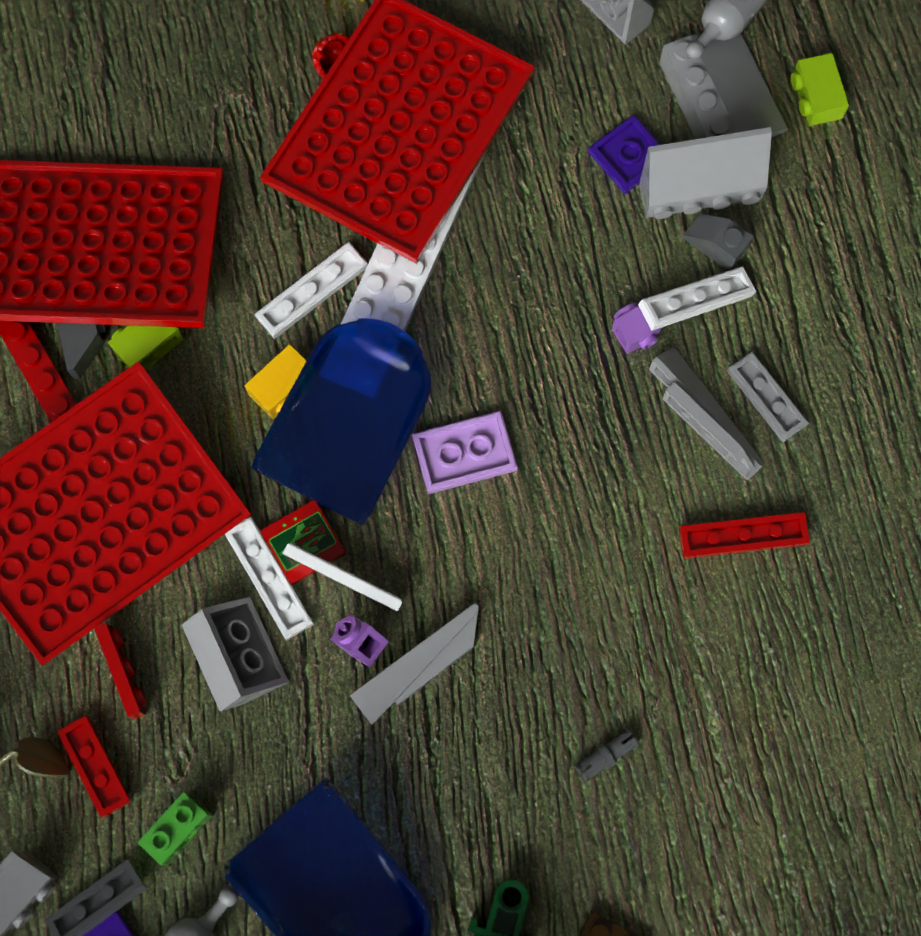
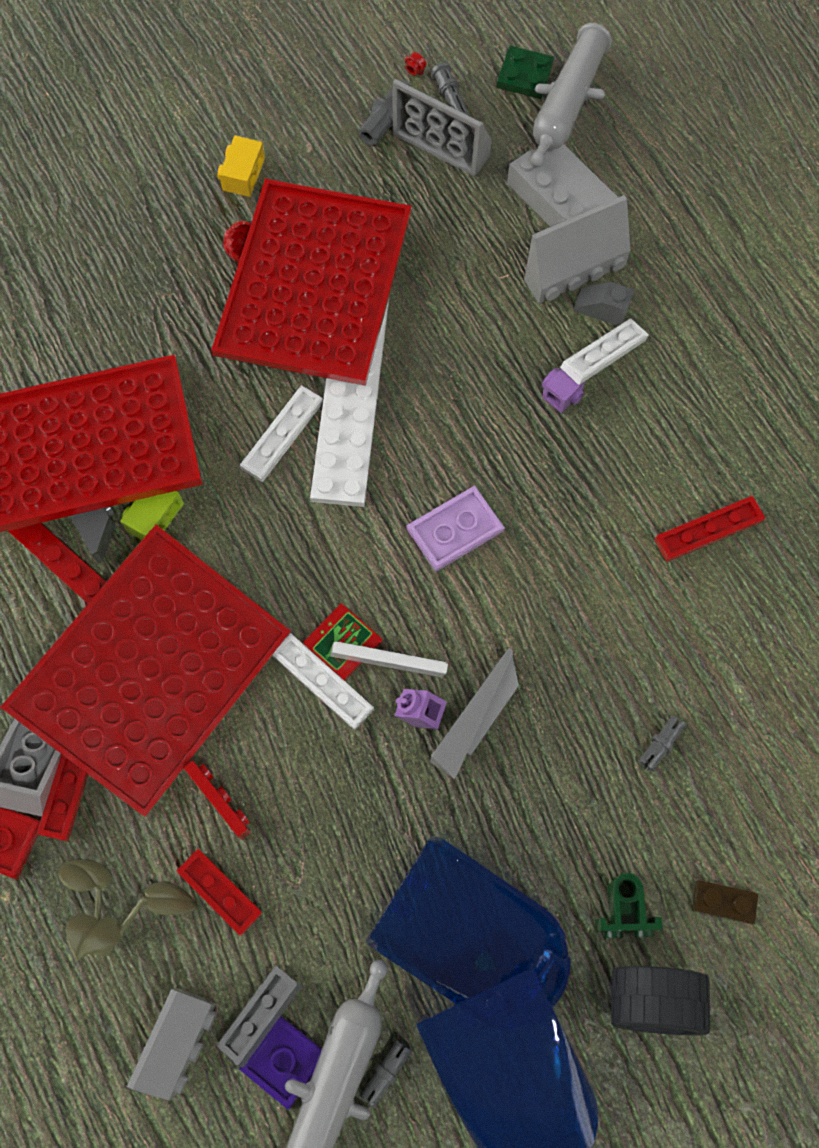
camera: 20 degrees left, 5 degrees down
(175, 829) = (311, 924): bright green brick -> none
(234, 653) = (313, 753): light grey slope -> none
(273, 383) = (281, 513): yellow brick -> none
(348, 417) = (350, 526): clear blue windscreen -> none
(624, 153) = (505, 257): dark purple tile -> none
(702, 412) = (639, 442): light grey wedge -> none
(767, 397) = (687, 414): light grey tile -> none
(819, 89) = (642, 169): lime brick -> none

